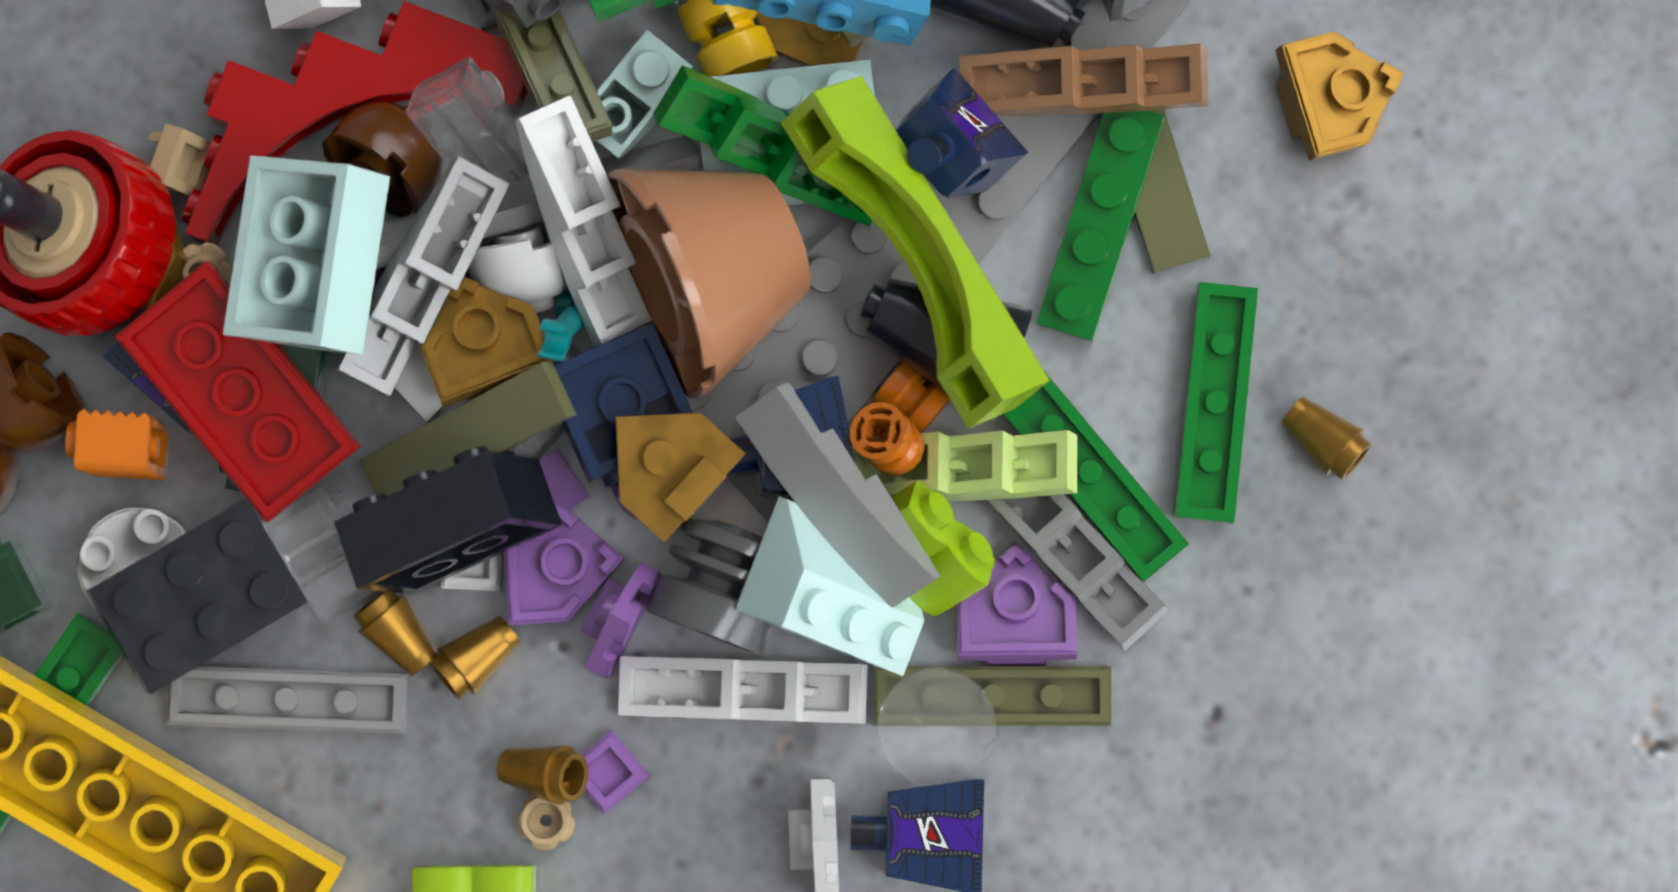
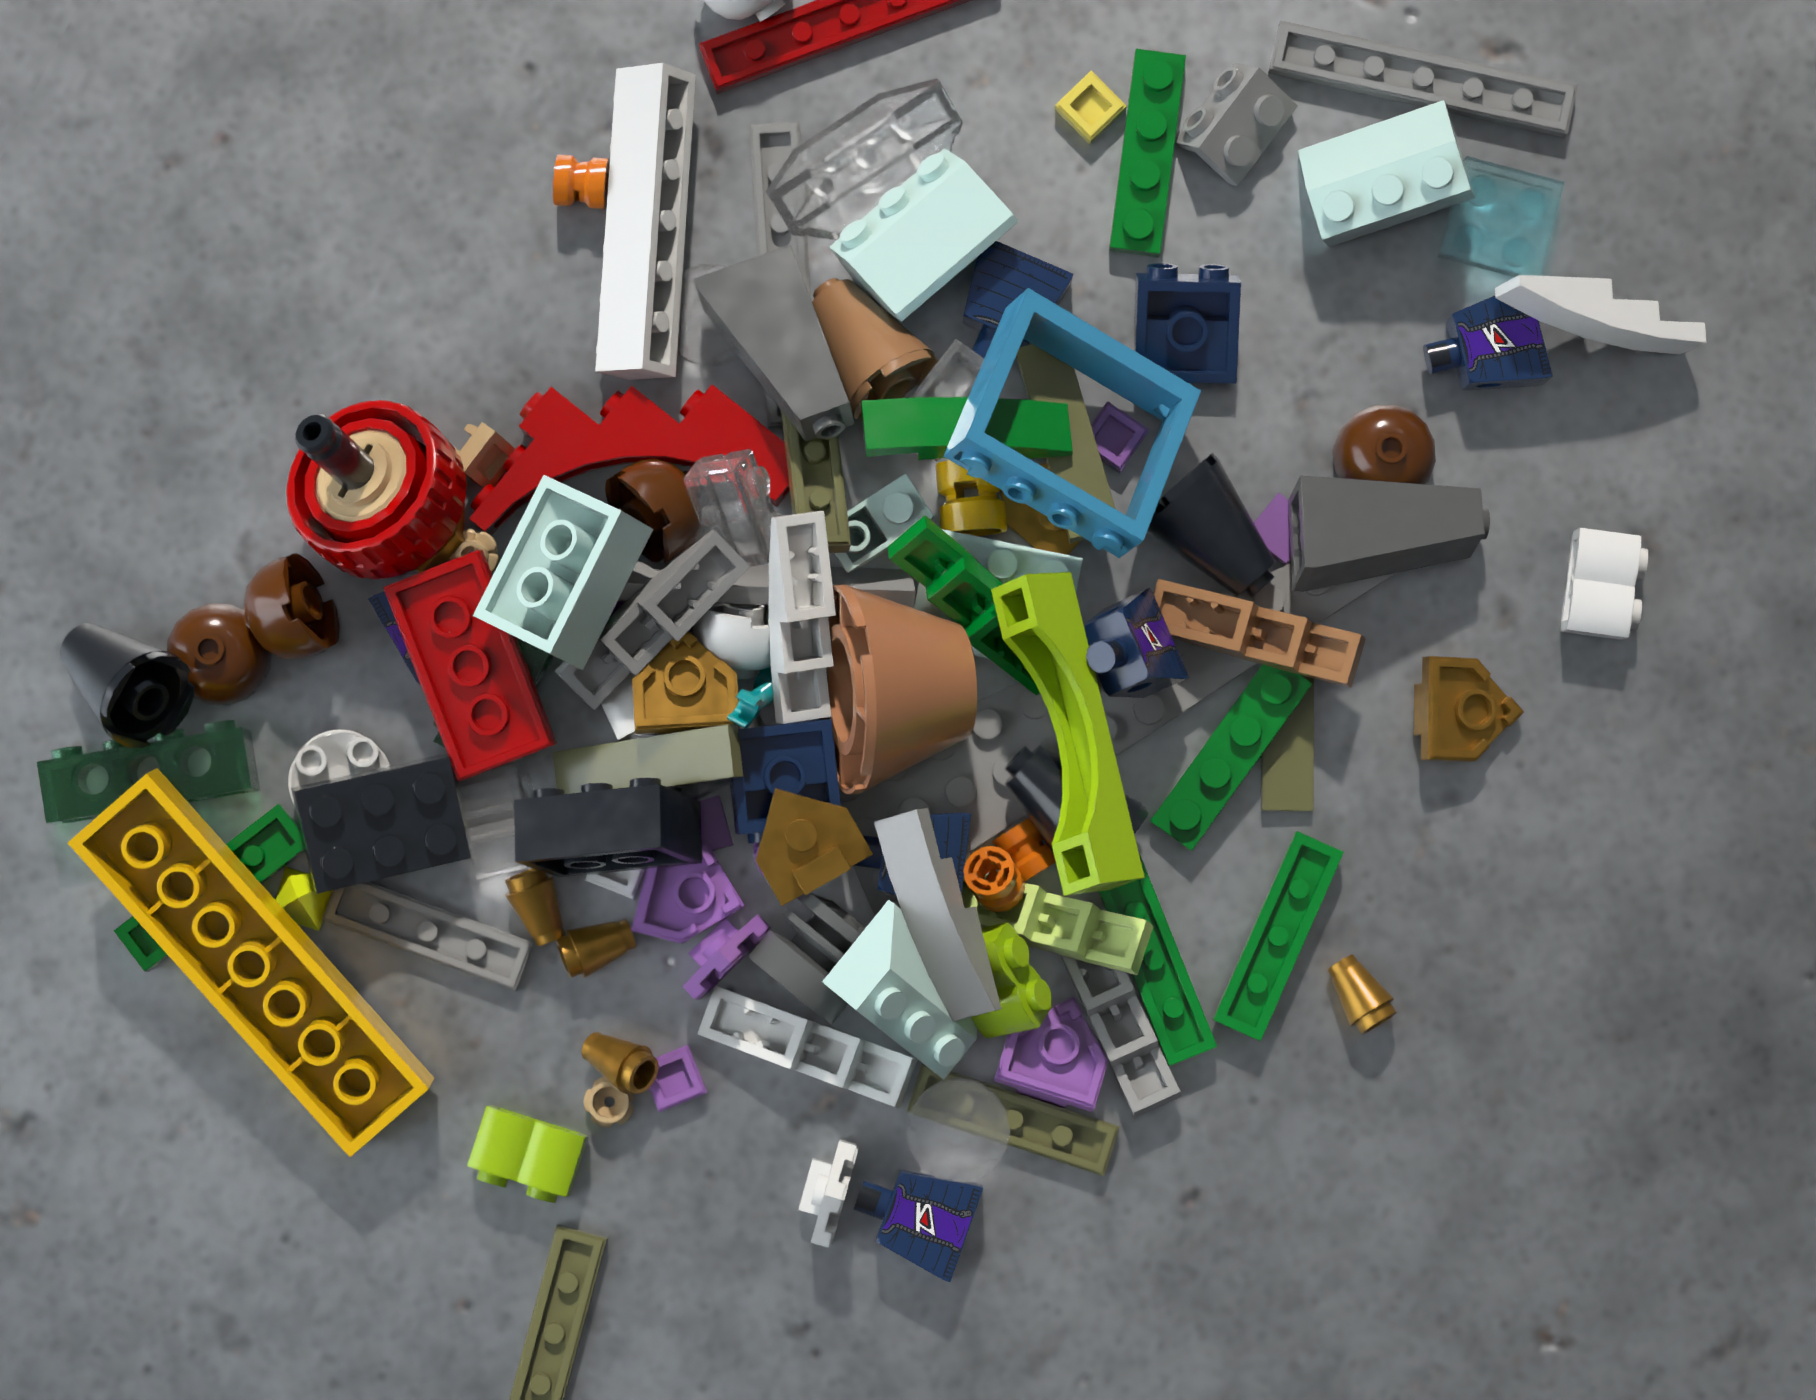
camera: 15 degrees right, 0 degrees up
(118, 445) = (357, 676): orange brick -> none
(137, 710) = (300, 899): none -> neon yellow slope

